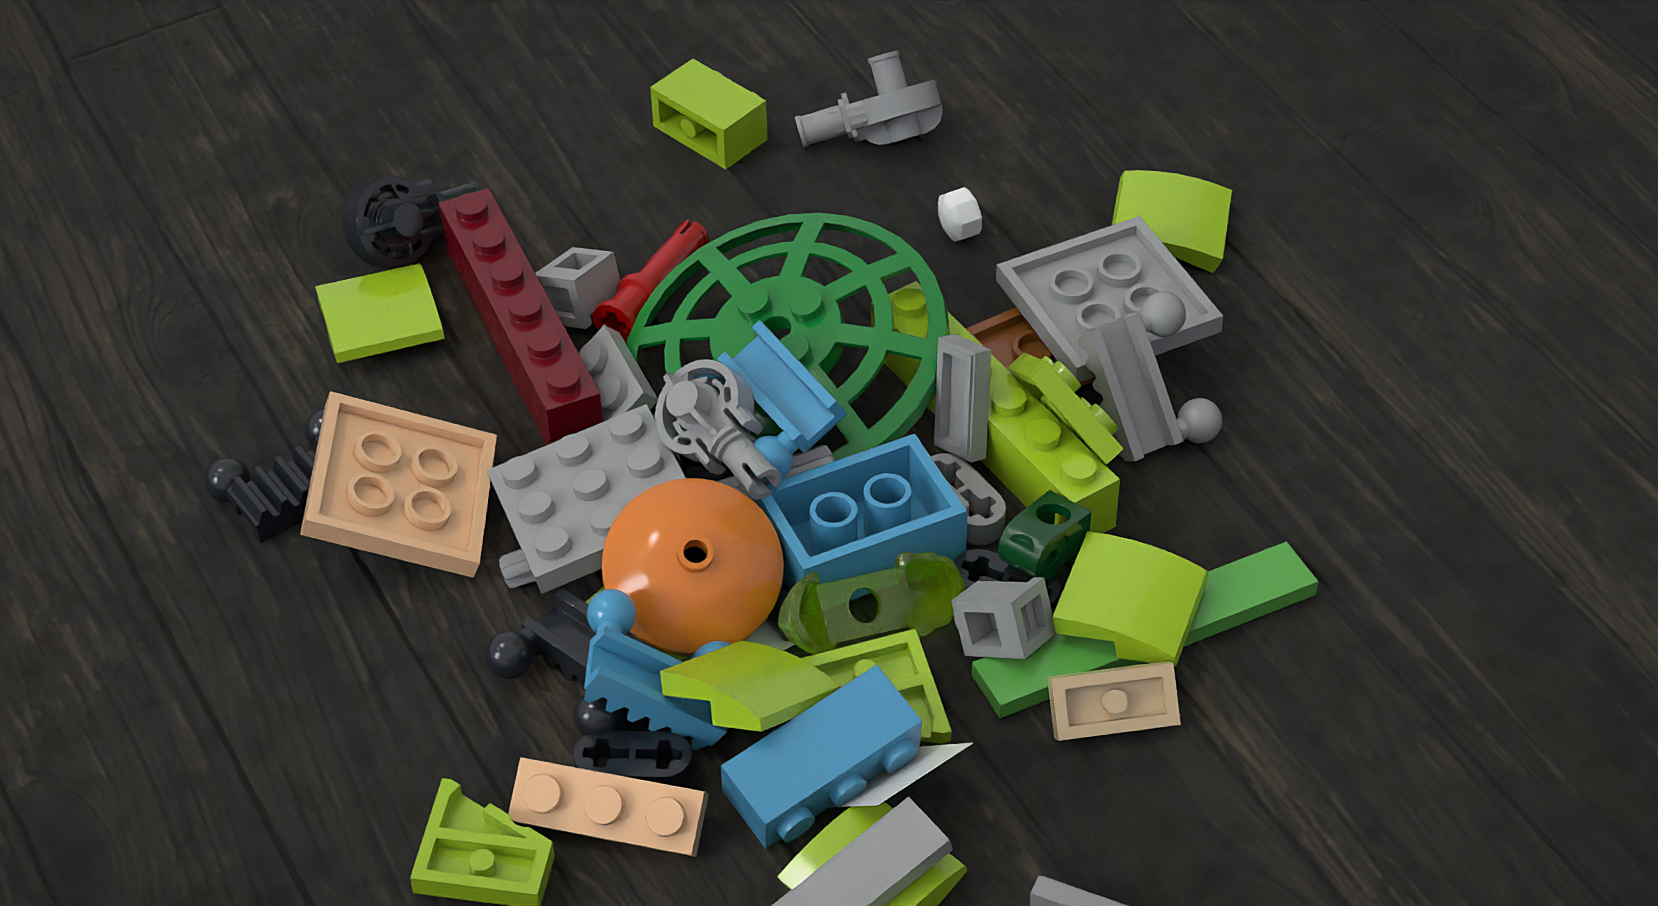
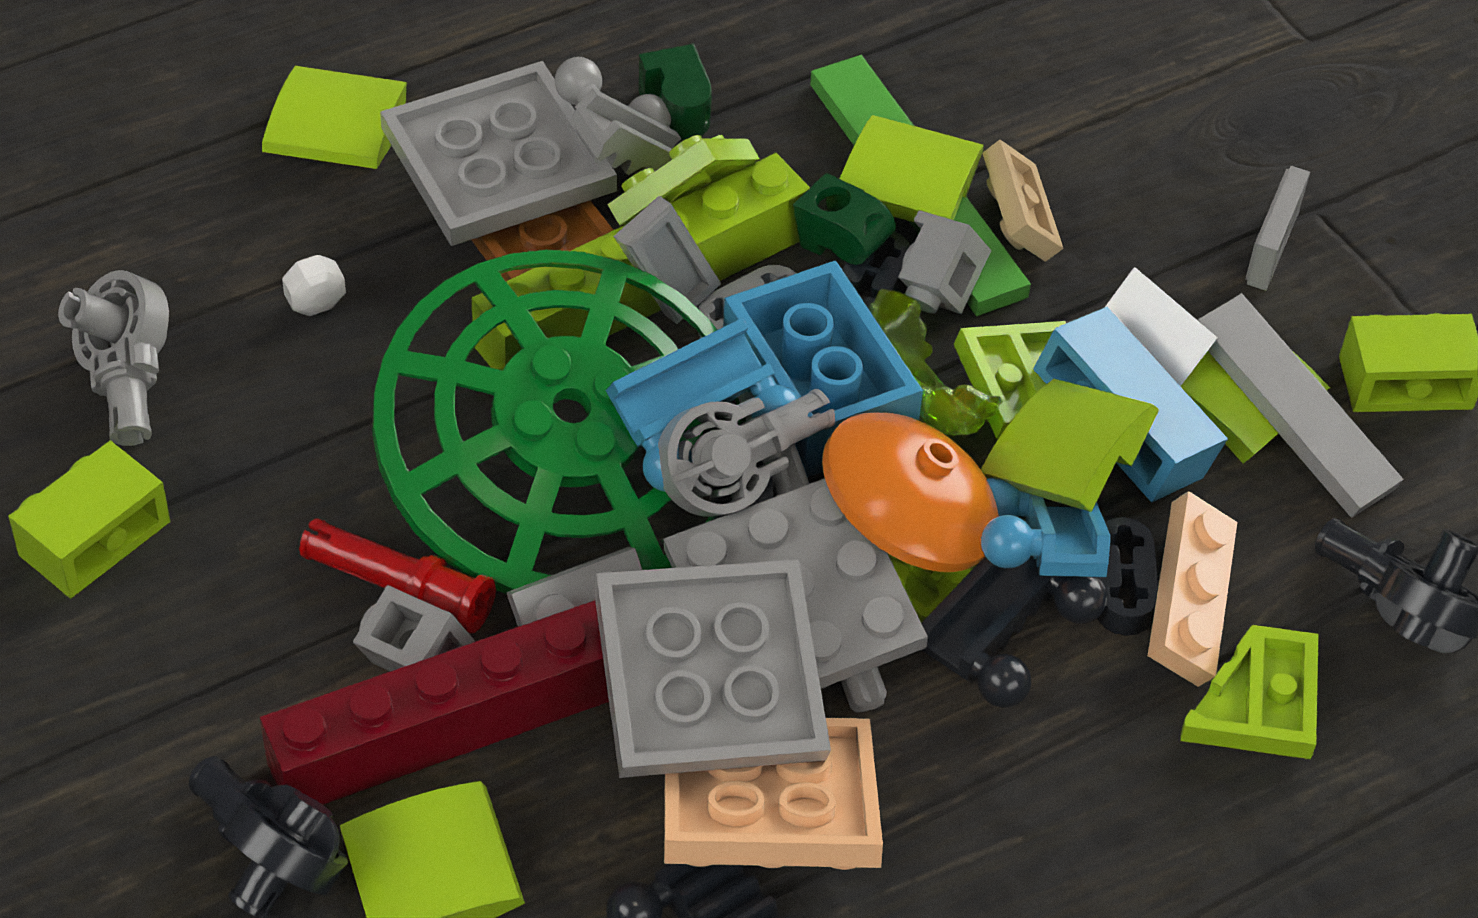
camera: 95 degrees left, 5 degrees up
(494, 420) = (710, 668): none -> light grey plate
(1237, 442) = (682, 84): none -> dark green leg

